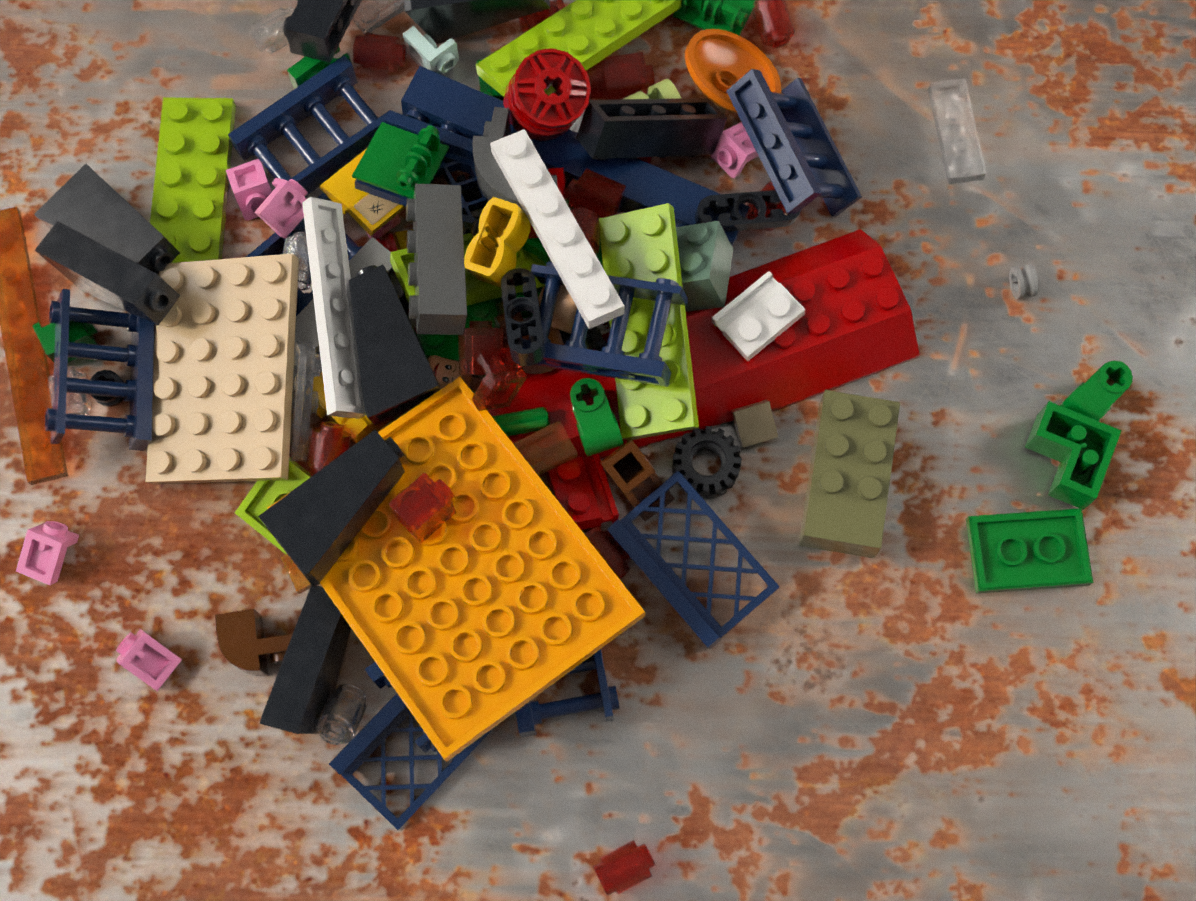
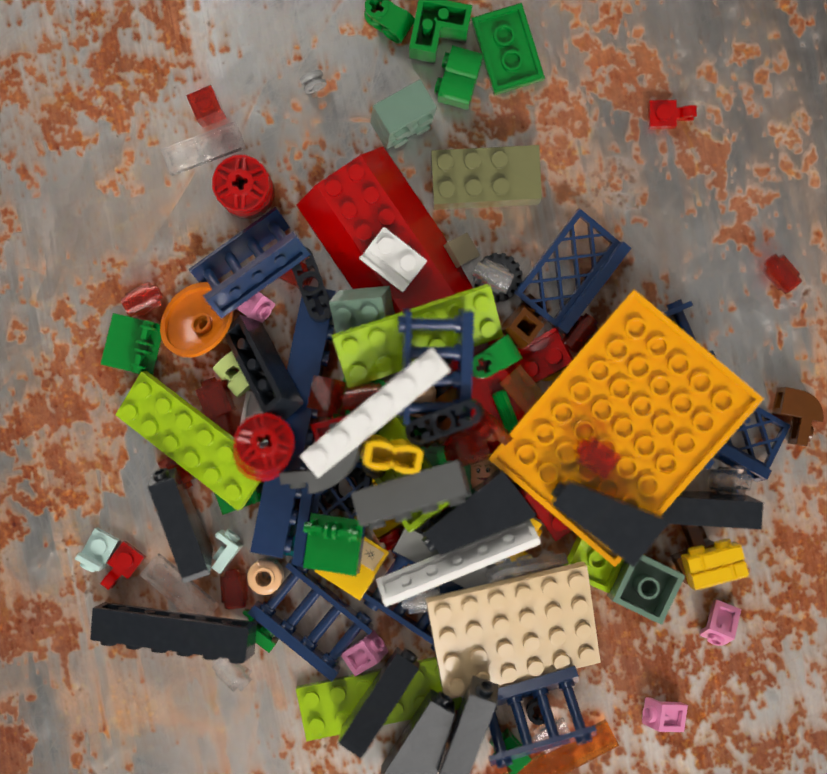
camera: 105 degrees left, 15 degrees up
(183, 177) = (378, 702): none -> black slope
(229, 559) = (647, 588): none -> sand green brick
(230, 651) = (714, 564): none -> yellow brick
(283, 207) = (384, 620): bright pink bracket -> none
(326, 445) = (556, 539): clear red brick -> none
(383, 87) = (262, 584): none -> light nougat head
(419, 849) = (802, 408): none -> reddish brown brick
(708, 444) = (493, 274): none -> clear brick
(895, 161) = (257, 192): none -> red wheel
(895, 753) = (665, 114): none -> red plate
(955, 376) = (403, 115): none -> sand green brick
(997, 471) = (459, 78): none -> green brick
(1011, 142) = (206, 106): none -> clear red brick

